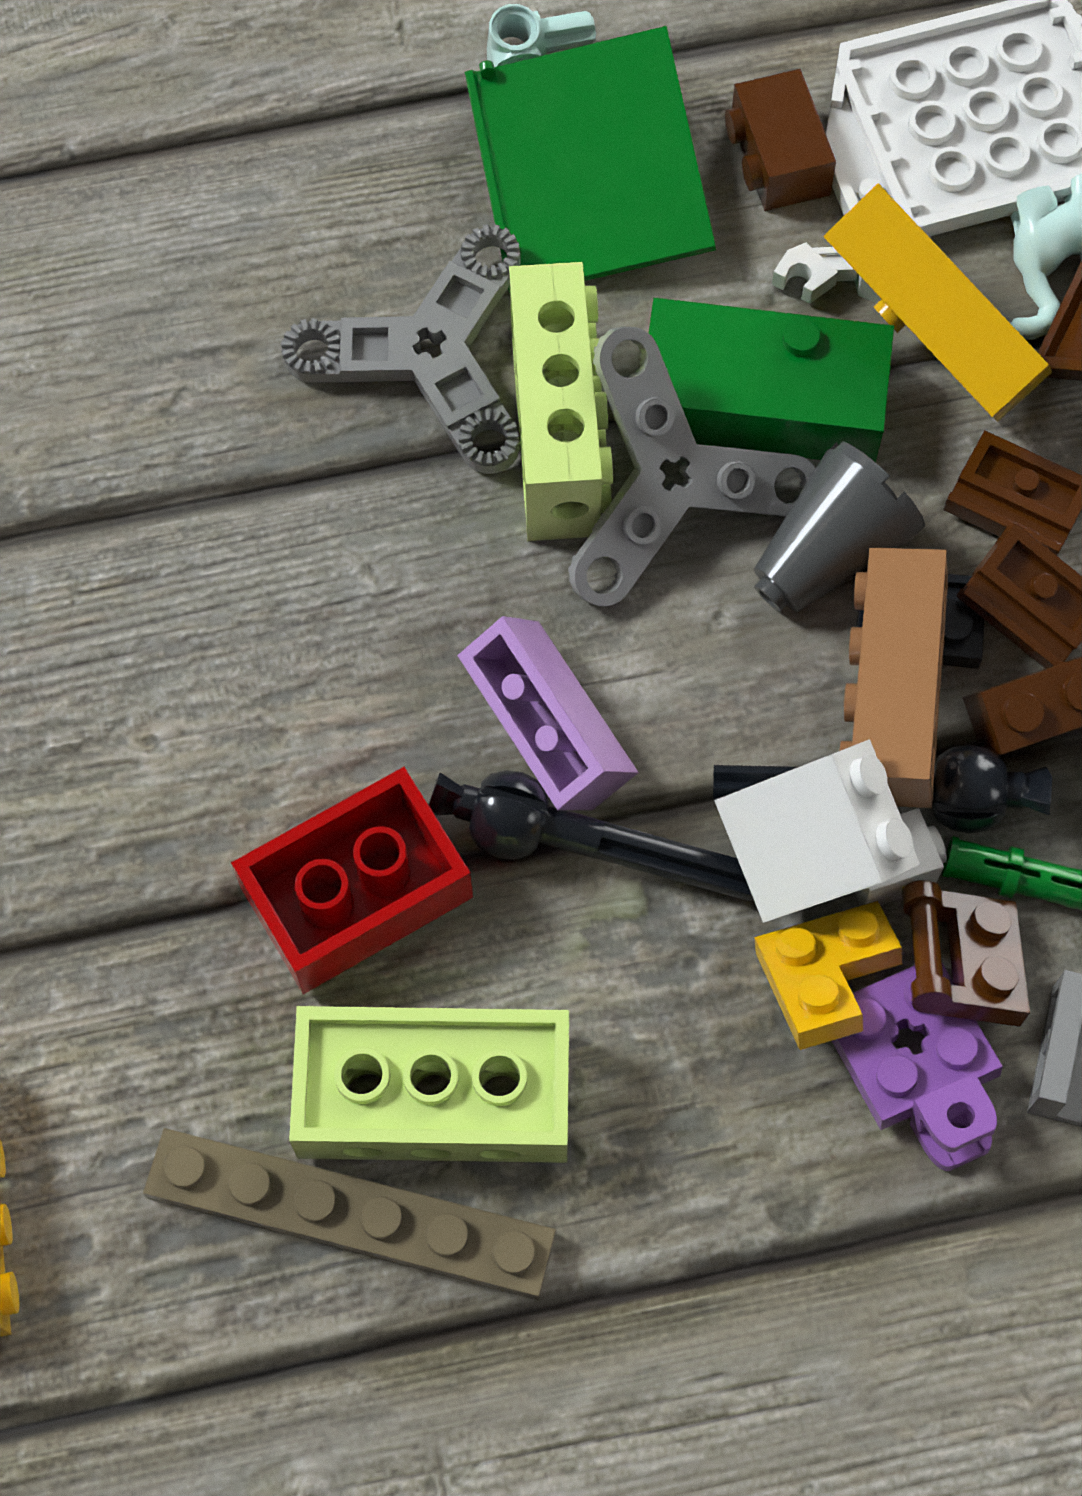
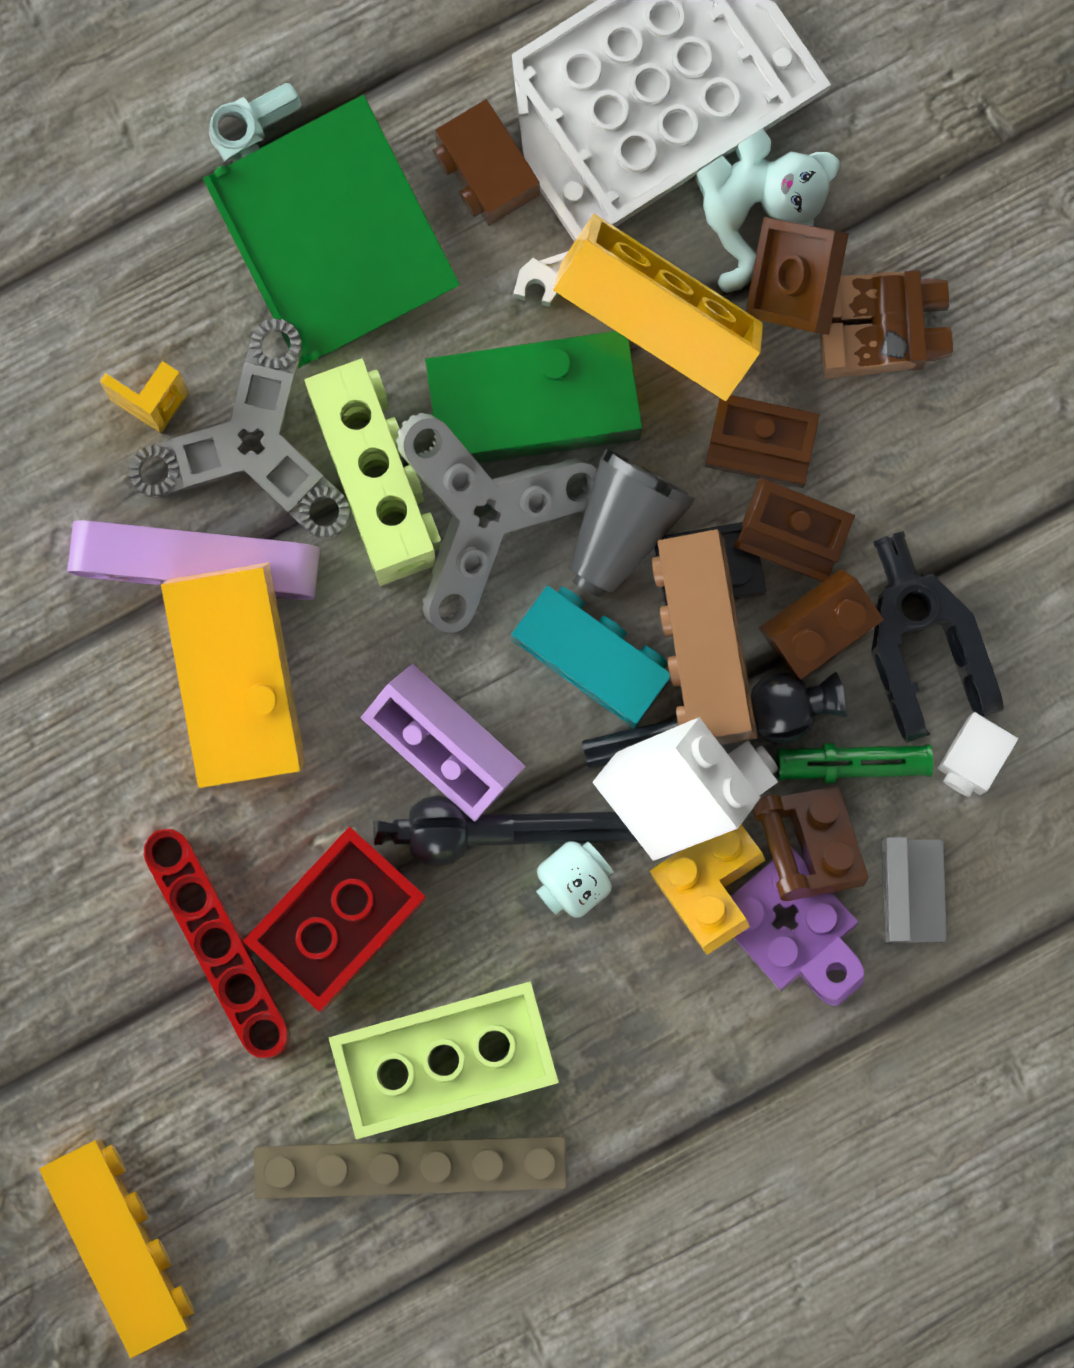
camera: 20 degrees left, 15 degrees up
(206, 902) = (196, 928): none -> red beam
(324, 450) = (161, 554): none -> lavender beam
(324, 568) = (233, 675): none -> yellow brick
(332, 267) = (156, 401): none -> yellow panel
(659, 917) = (574, 879): none -> light aqua head
(754, 671) = (592, 654): none -> teal brick

